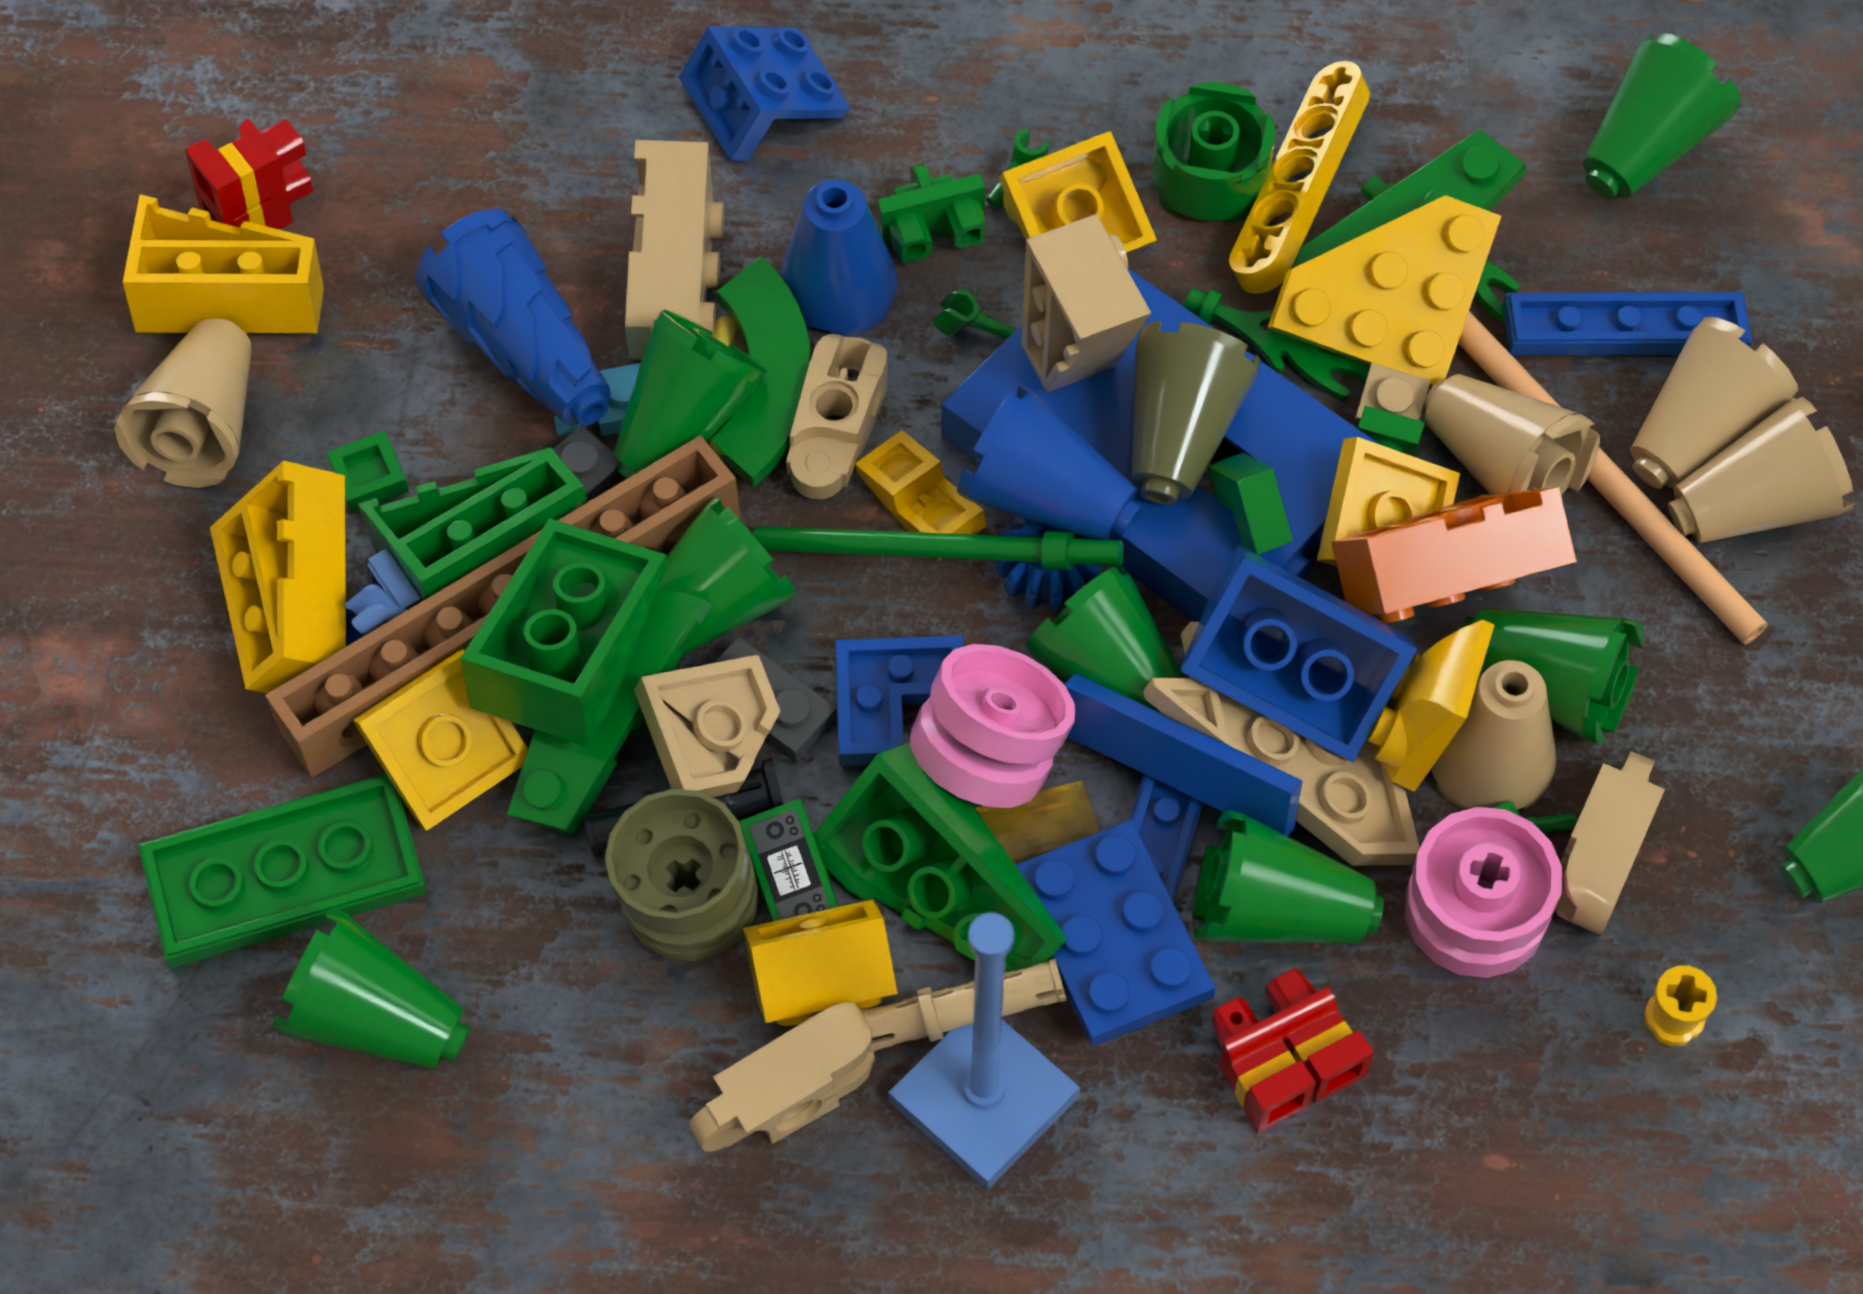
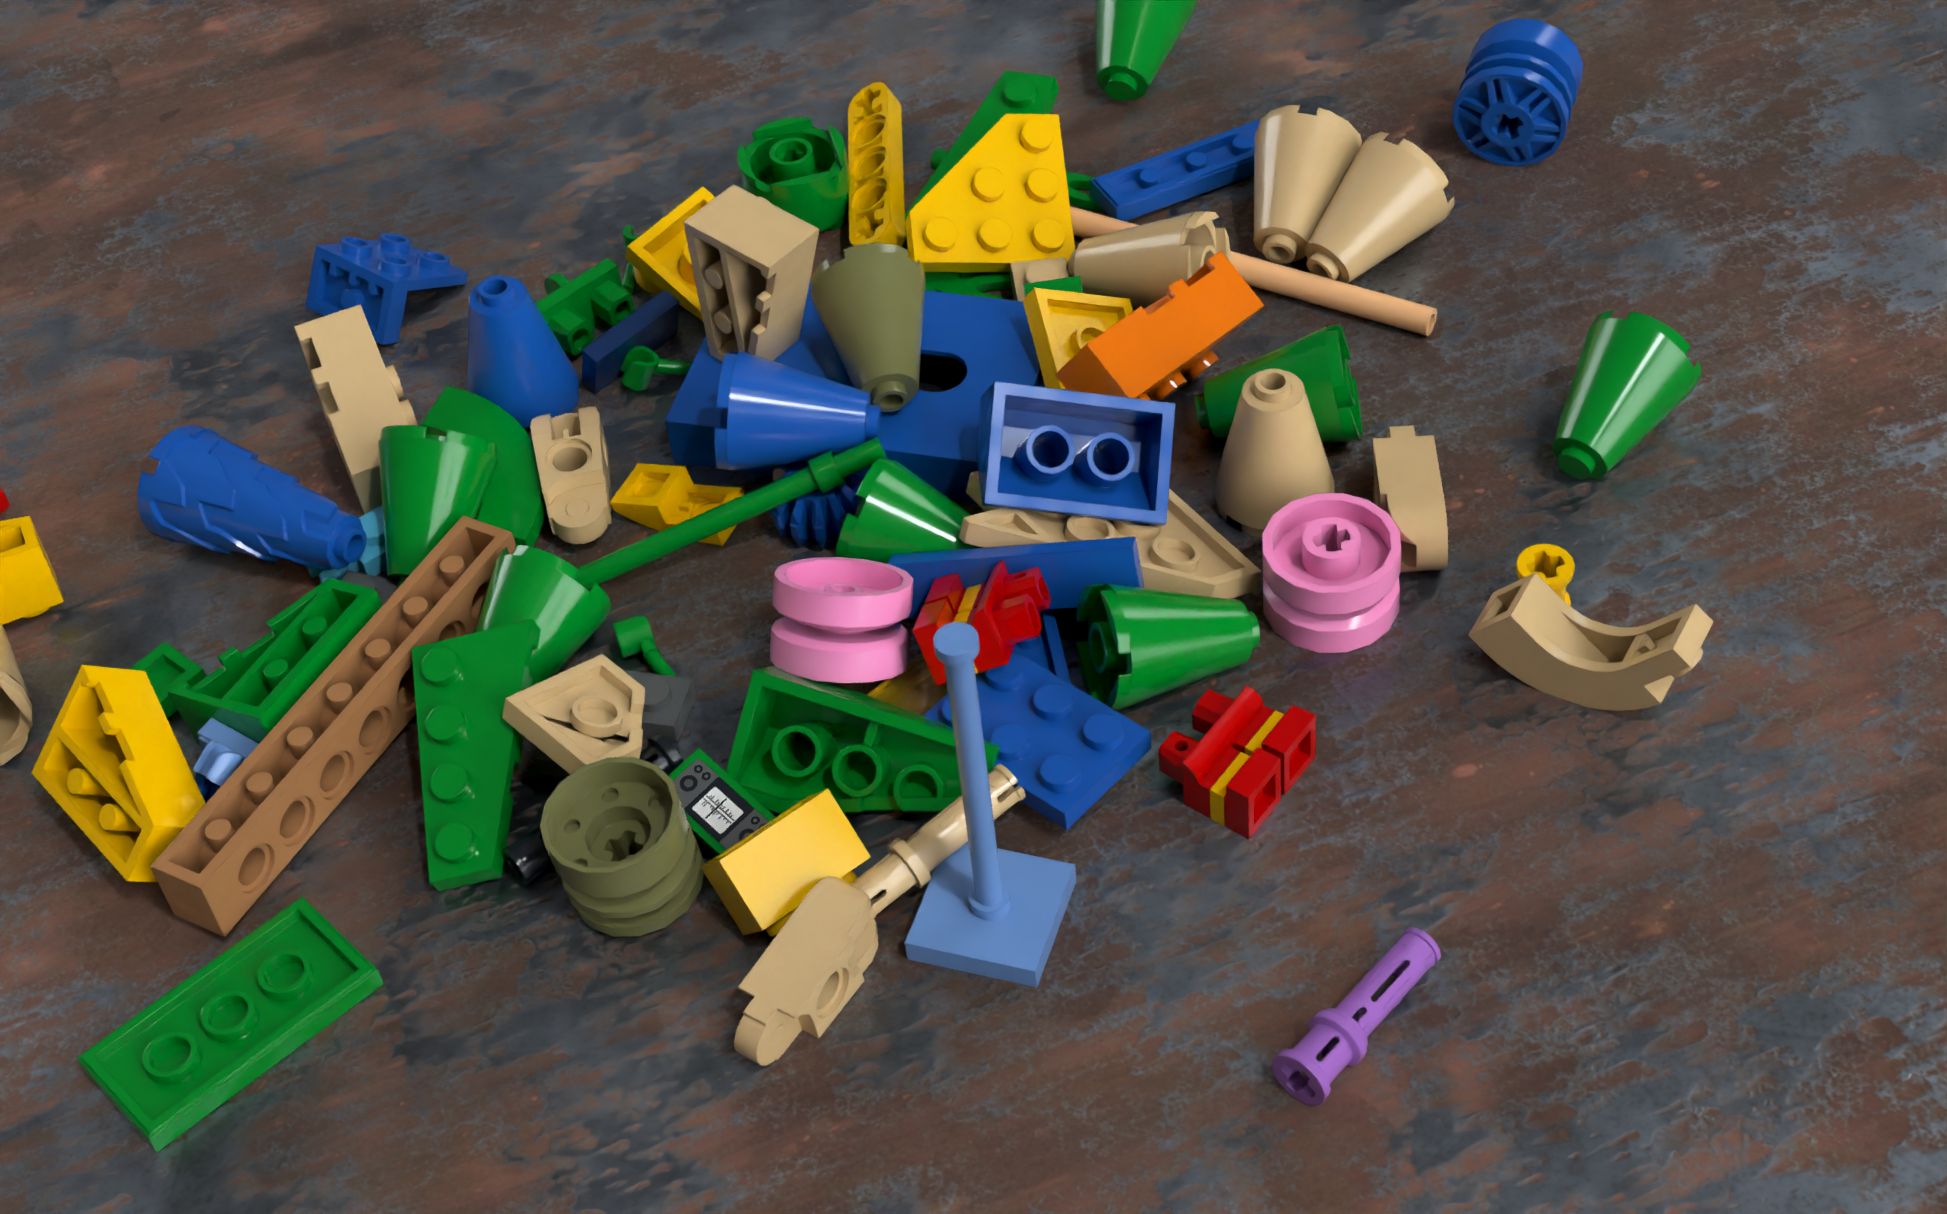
camera: 20 degrees left, 15 degrees down
(369, 1000) = (372, 1075): green cone -> none
(437, 745) = (339, 842): yellow plate -> none
(563, 632) = (414, 696): green slope -> none
(808, 631) = (634, 637): none -> green hand
(876, 682) = (721, 647): blue plate -> none
(970, 273) = (647, 327): none -> dark blue tile
(1115, 792) = (999, 610): none -> red hips
(1255, 499) = (970, 364): green piece -> none
(1430, 705) = (1208, 450): yellow slope -> none
(1669, 1104) = (1583, 660): none -> tan arch

